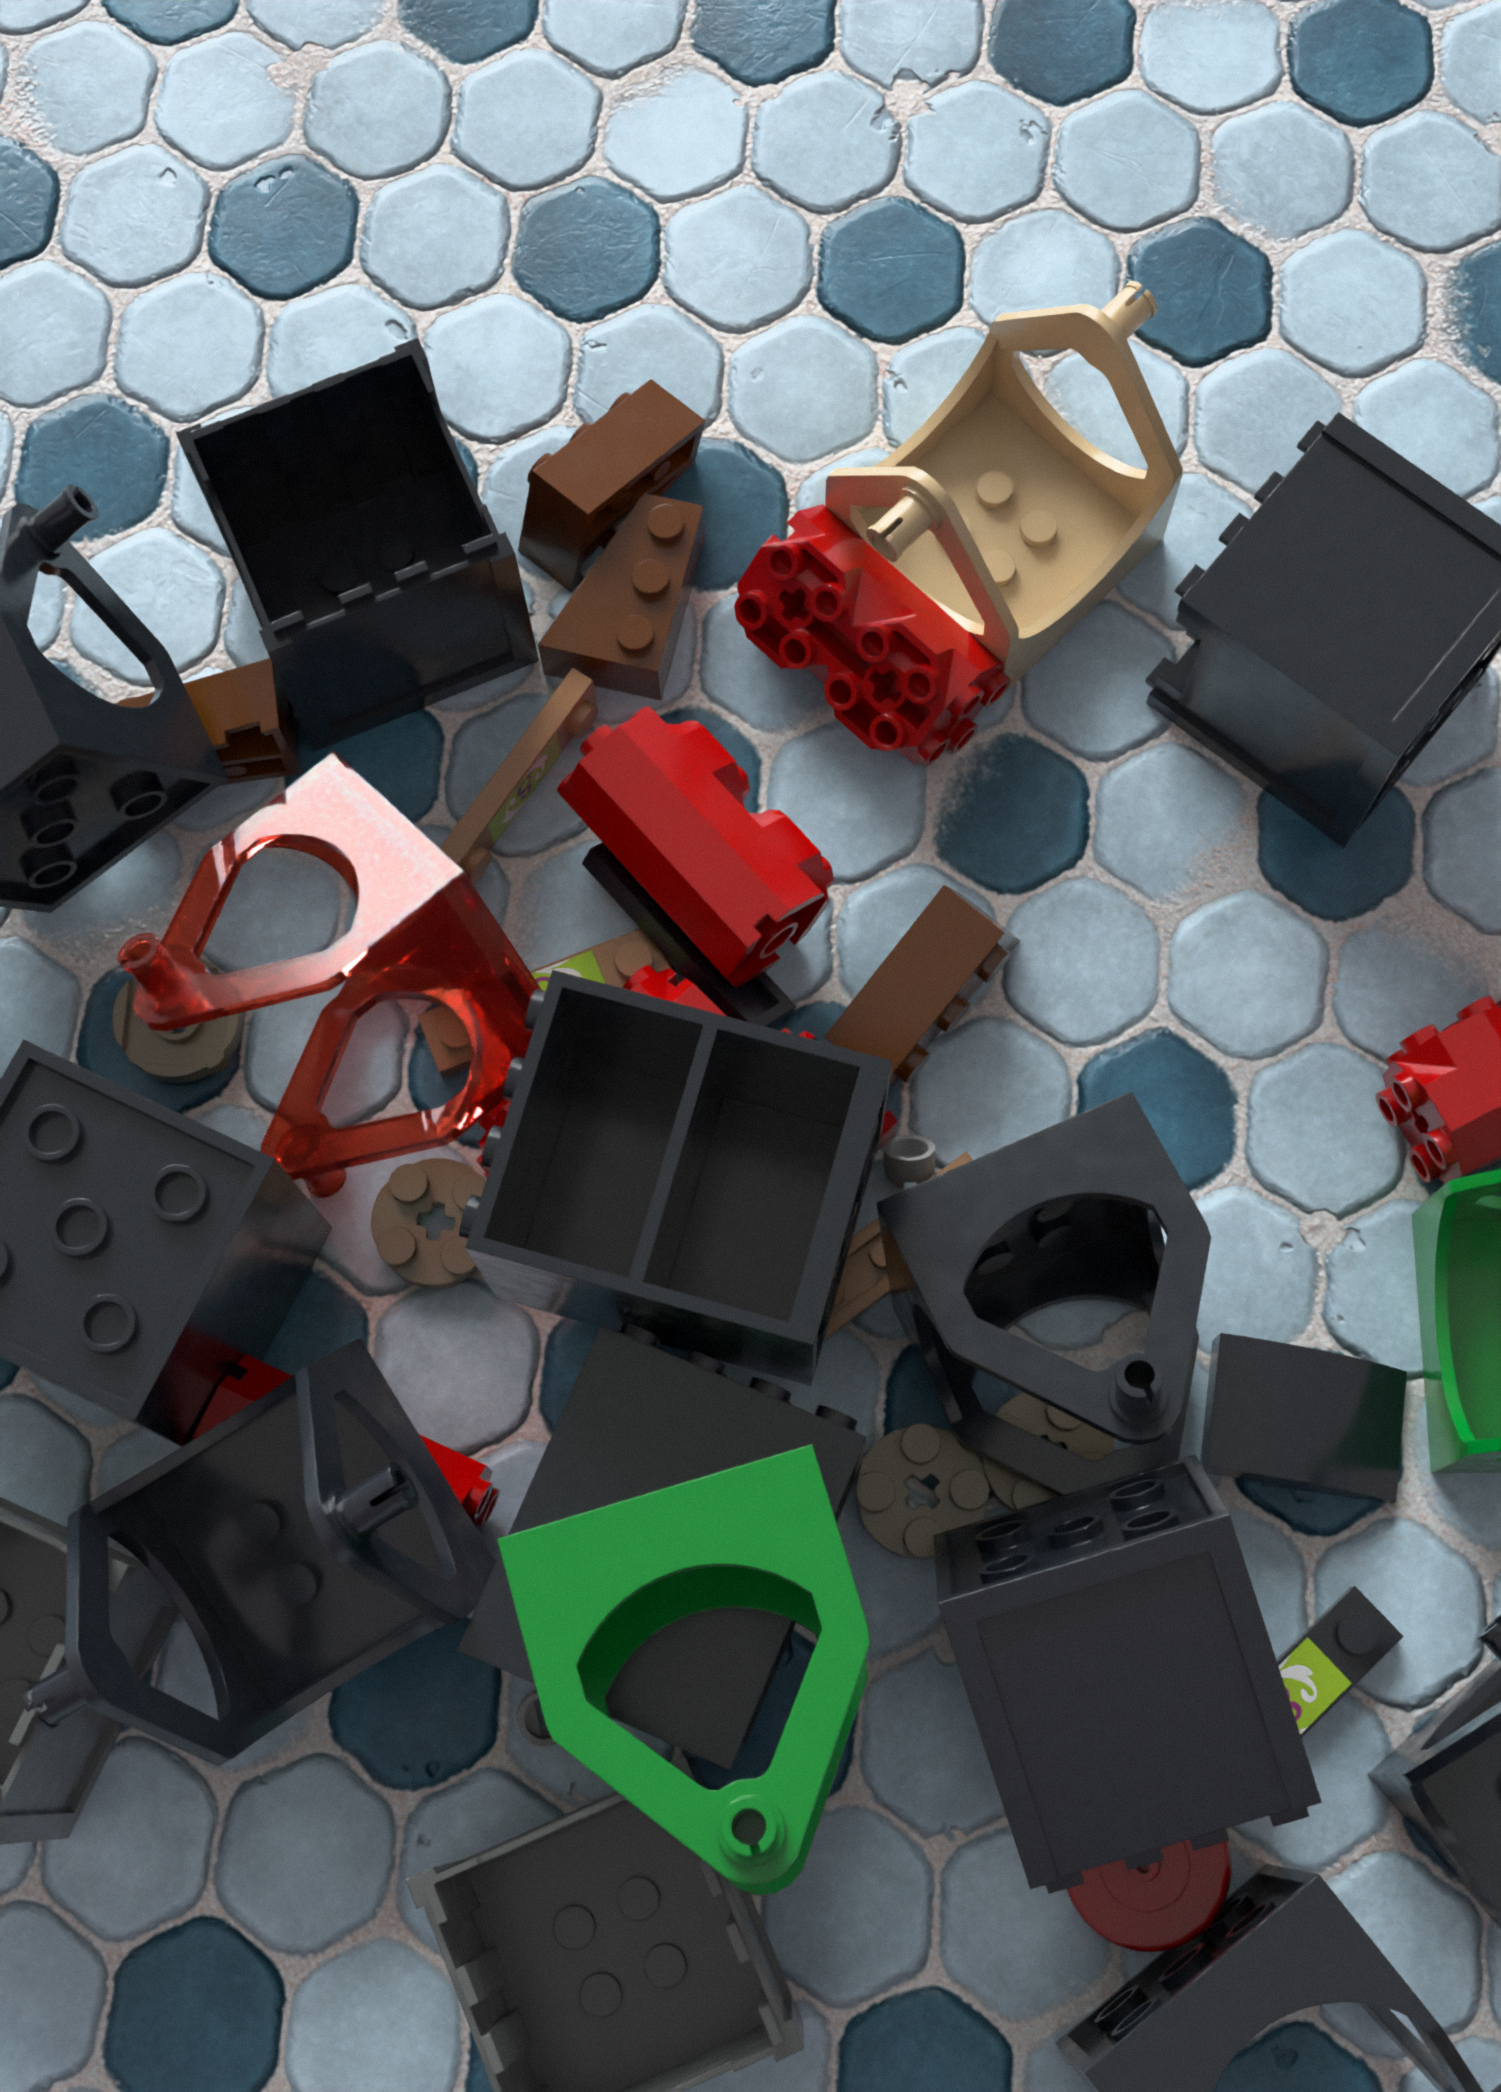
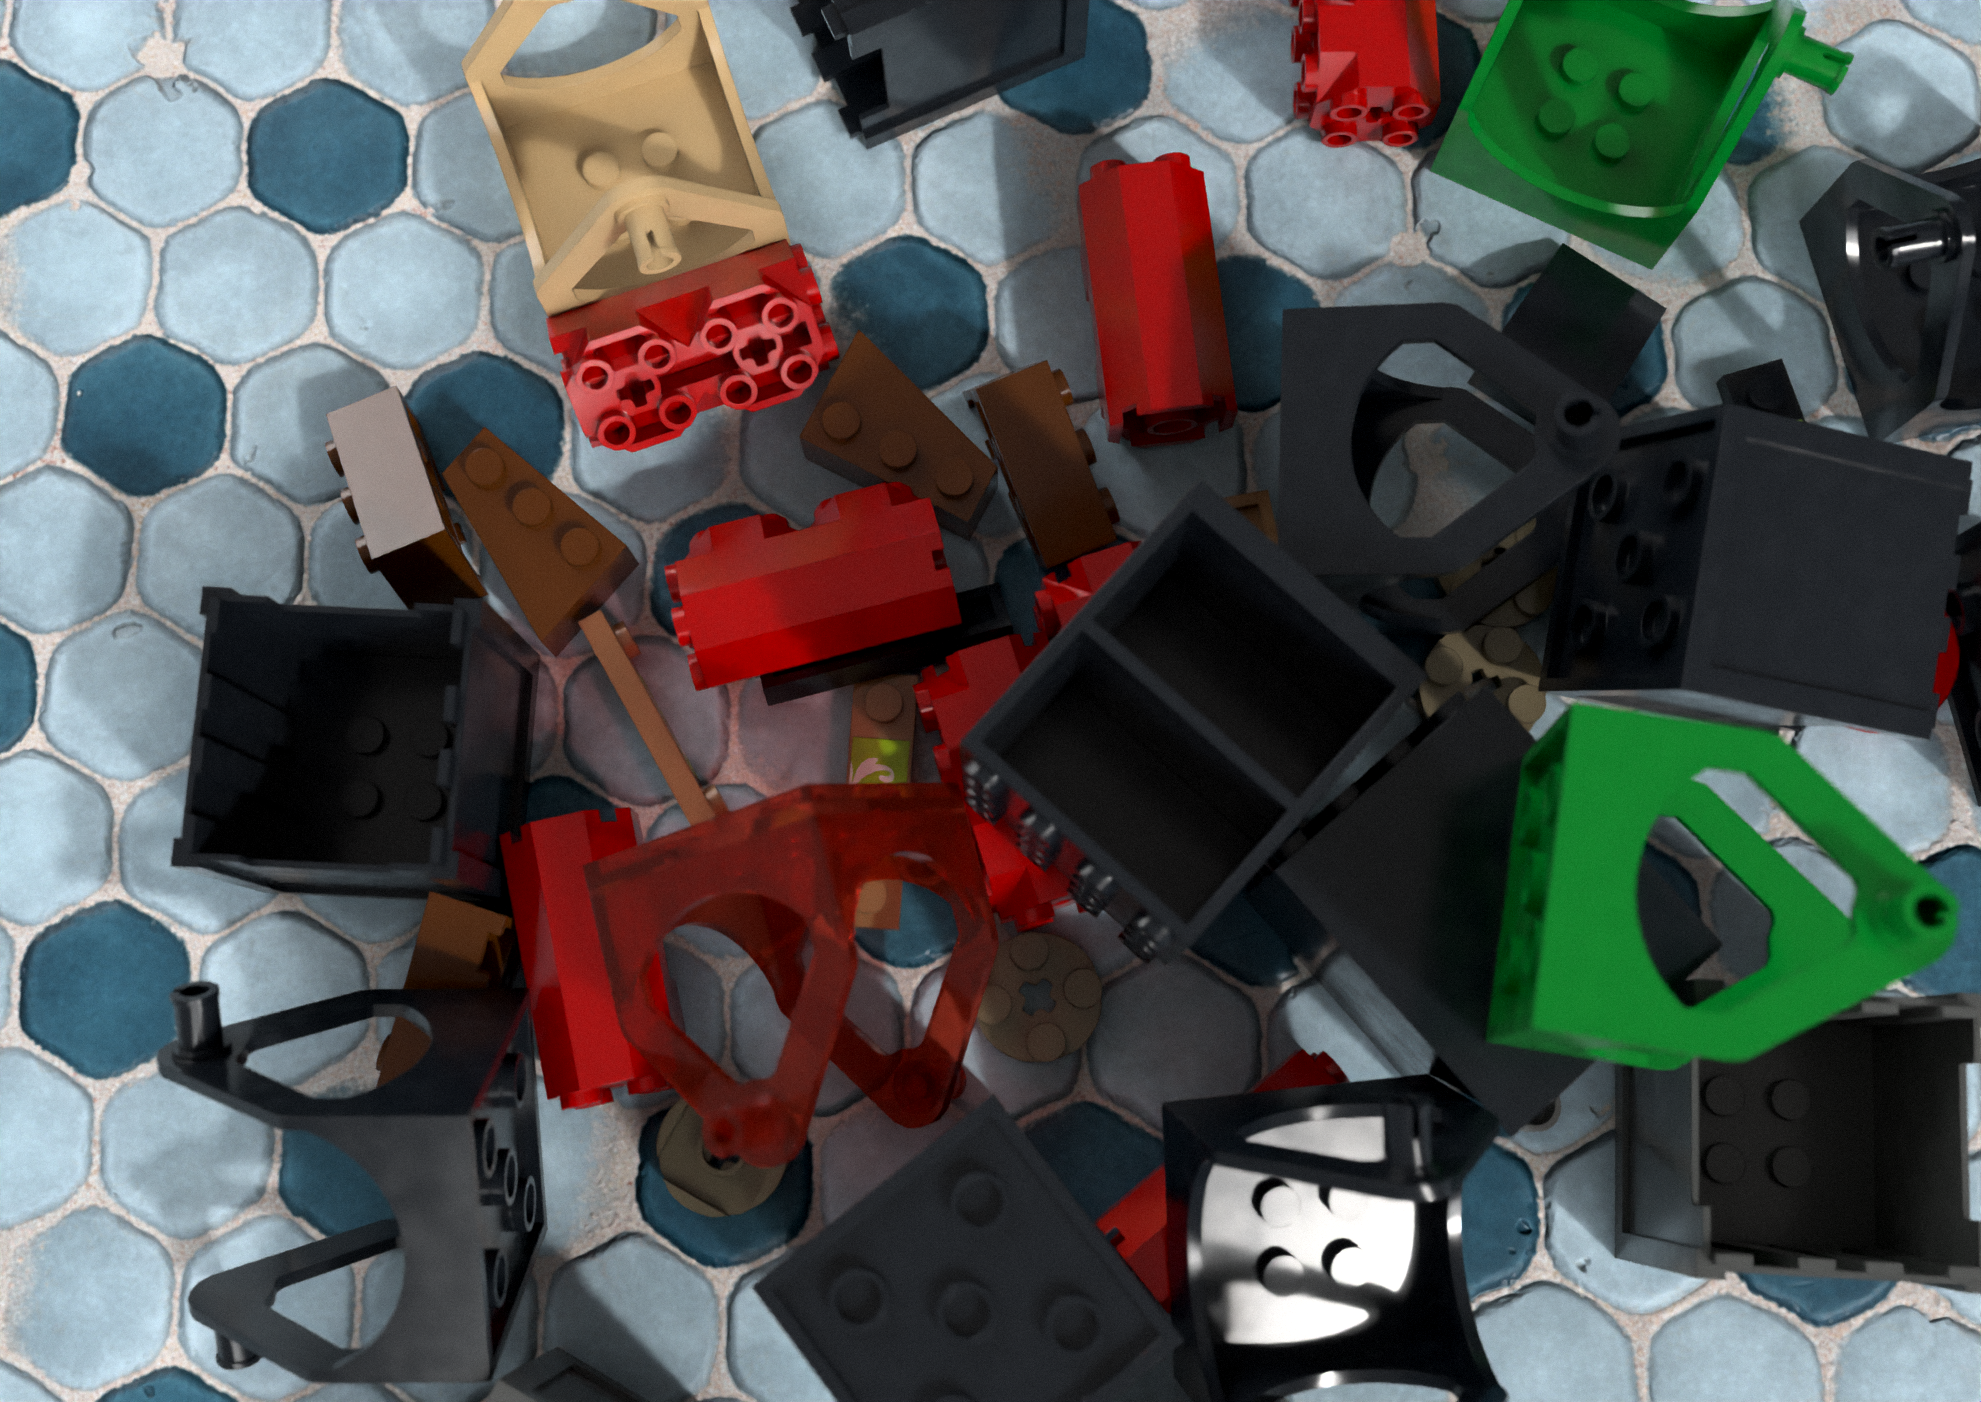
camera: 65 degrees left, 5 degrees up
(278, 881) = (564, 963): none -> red brick
(877, 848) = (886, 430): none -> reddish brown wedge
(1123, 1008) = (1155, 302): none -> red brick

